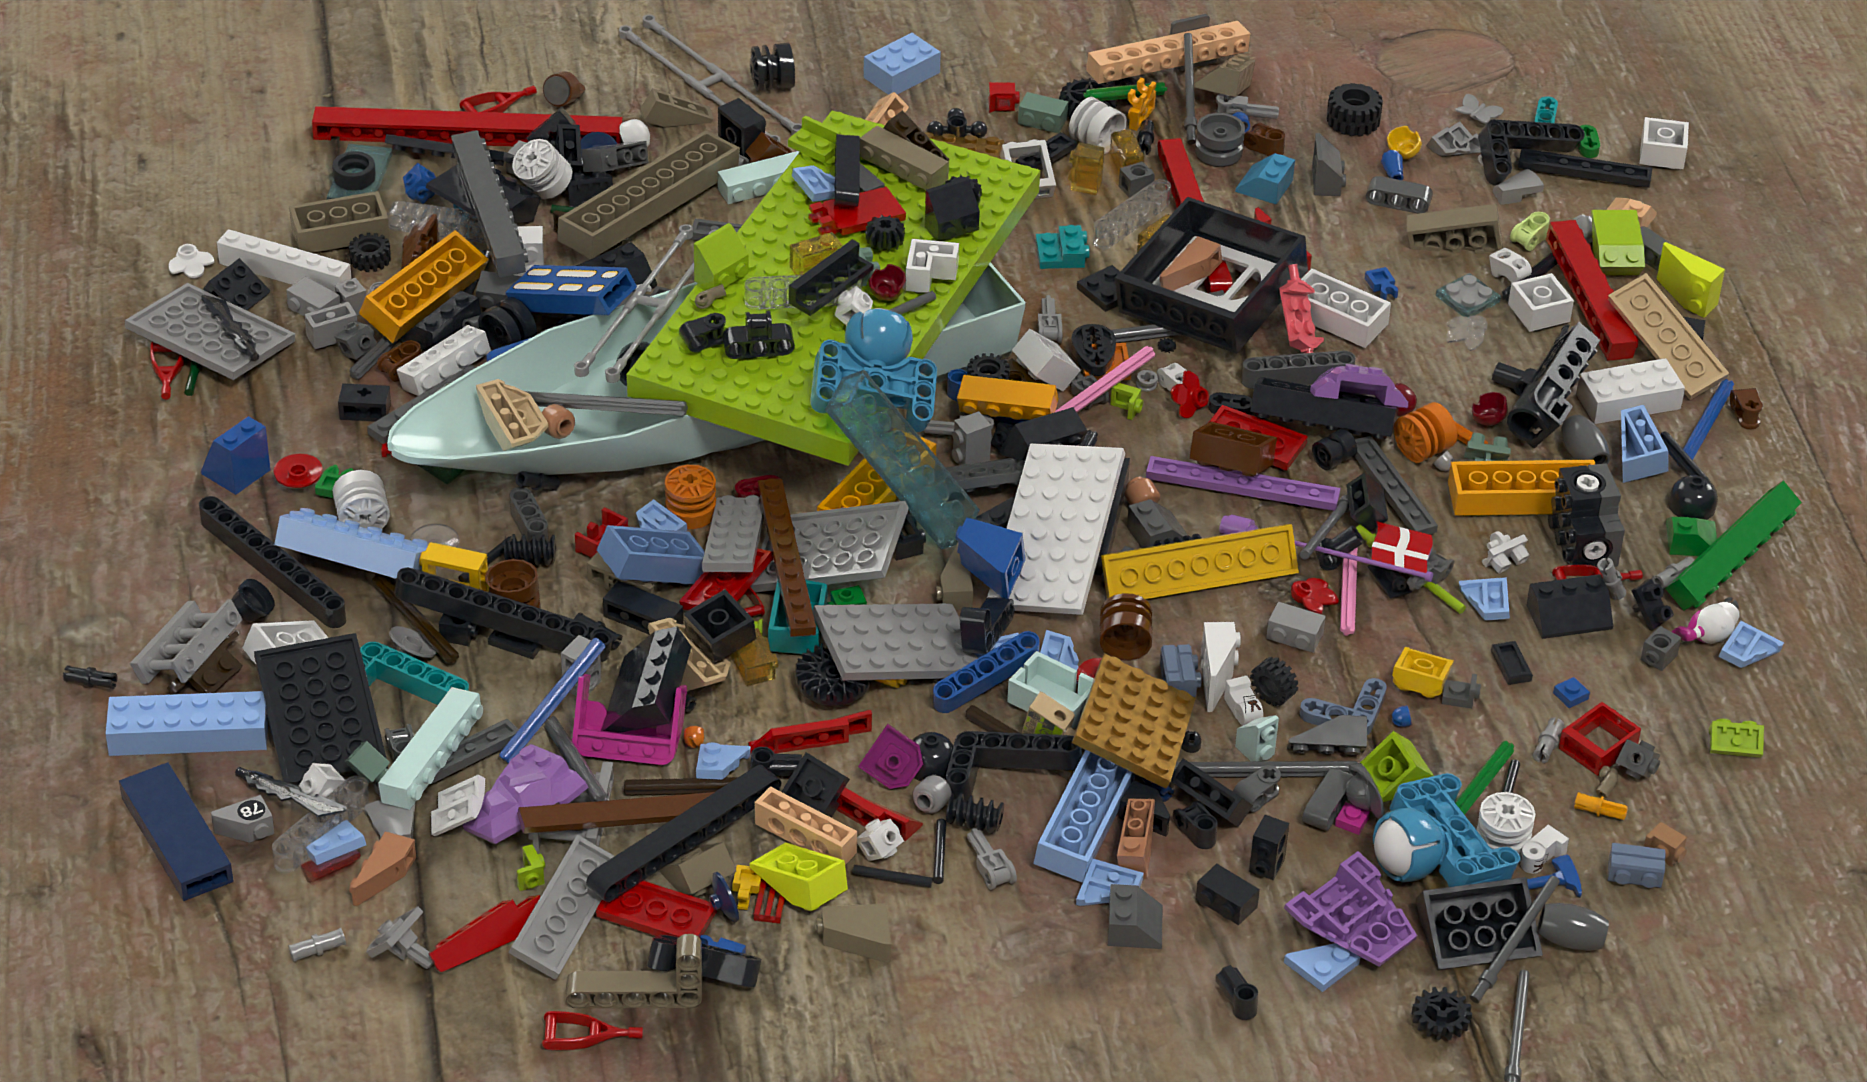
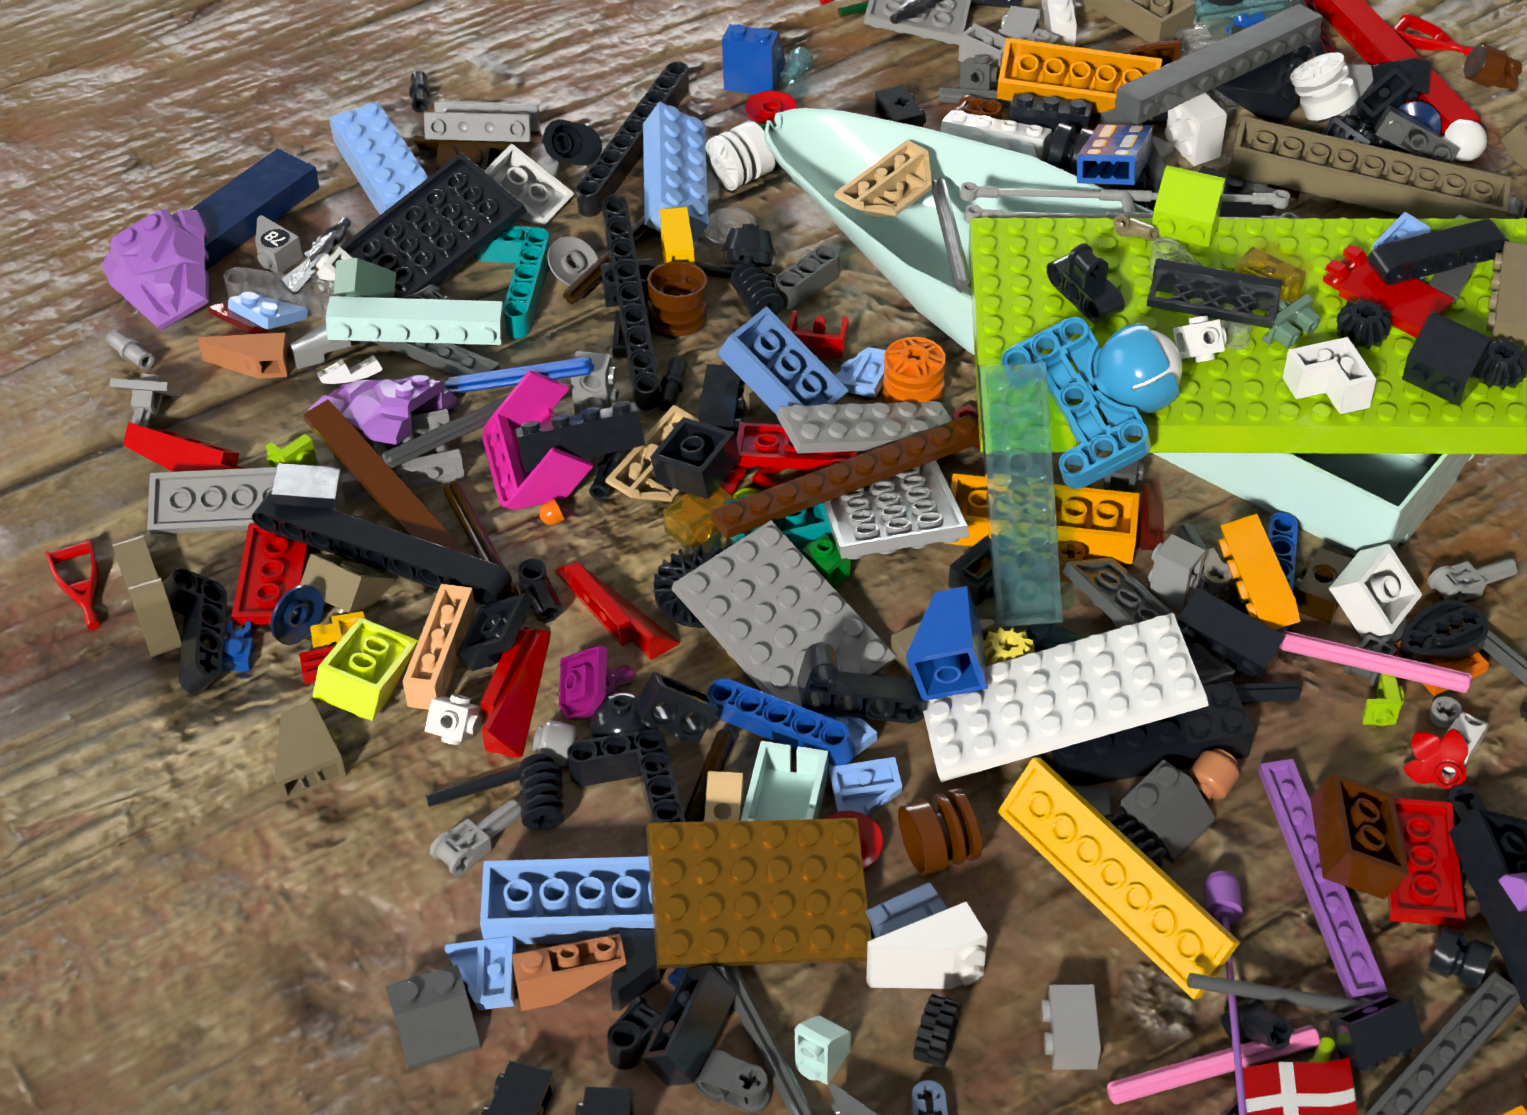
camera: 70 degrees right, 5 degrees up
(234, 896) = (161, 265): none -> medium lavender wedge
(369, 252) = (1122, 36): black tyre -> none
(481, 532) = (748, 245): none -> black cone
(537, 481) = (858, 259): black pin -> none
(560, 421) = (916, 222): nougat head -> none
(601, 849) = (305, 485): none -> tile
(701, 333) = (1059, 238): black piece -> none
(718, 760) = (521, 542): light blue wing -> none
(814, 140) = (1479, 208): lime bracket -> none
(887, 283) = (1268, 353): dark red hair -> none
(892, 876) = (416, 756): black bar -> none
(914, 303) = (1250, 387): dark grey bar -> none
(952, 714) = (679, 701): none -> black brick
(988, 365) = (1302, 531): black tyre -> none
(1191, 747) = (796, 982): black hinge -> none
(1242, 700) = (893, 1012): white leg -> none
(1313, 594) = (1160, 1035): red plate -> none

